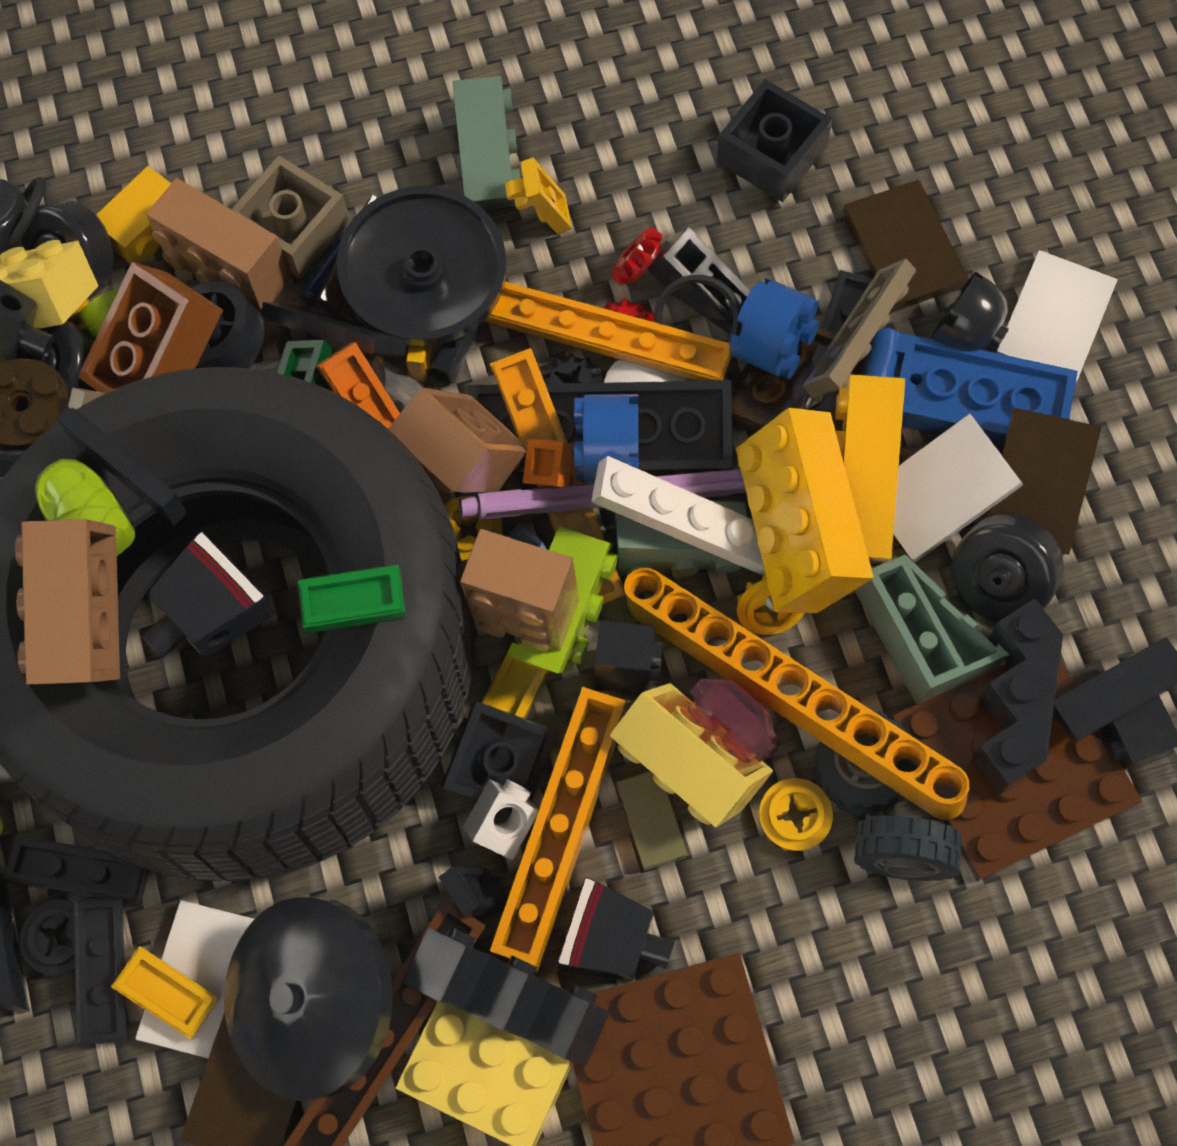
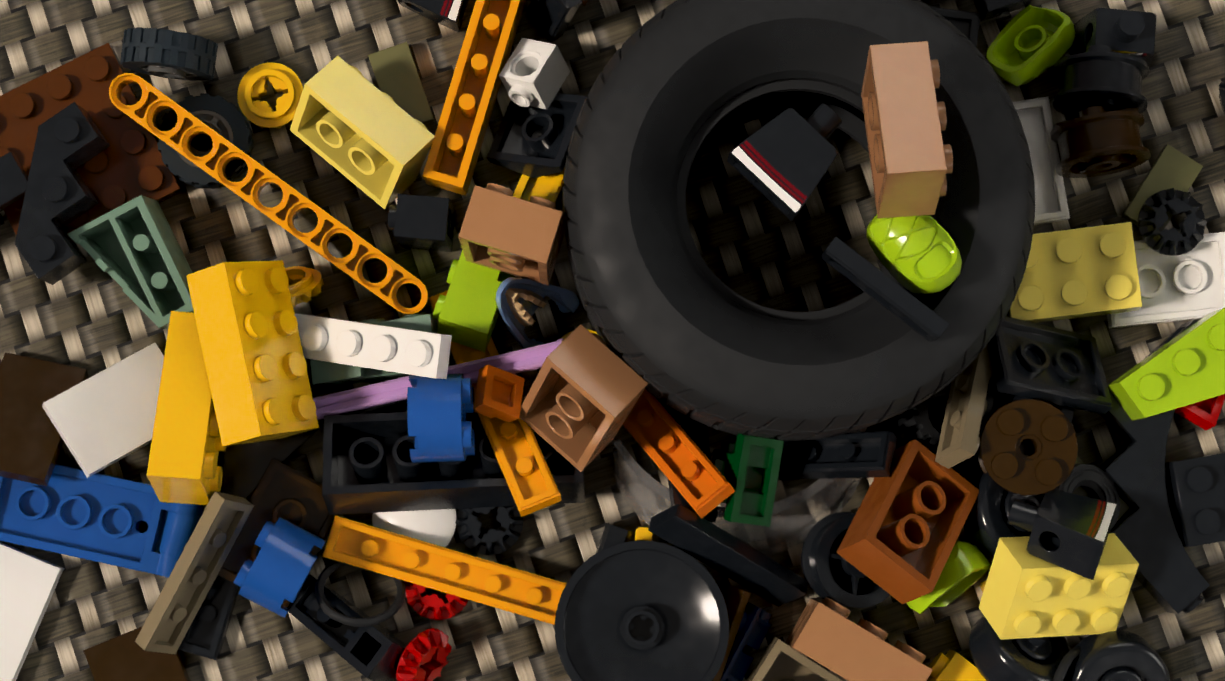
camera: 175 degrees right, 15 degrees up
(351, 599) = (655, 172): green tile -> none
(748, 723) = (326, 174): clear pink slope -> none
(974, 317) = (83, 594): black cylinder -> none
(1006, 565) = (64, 330): black wheel -> none

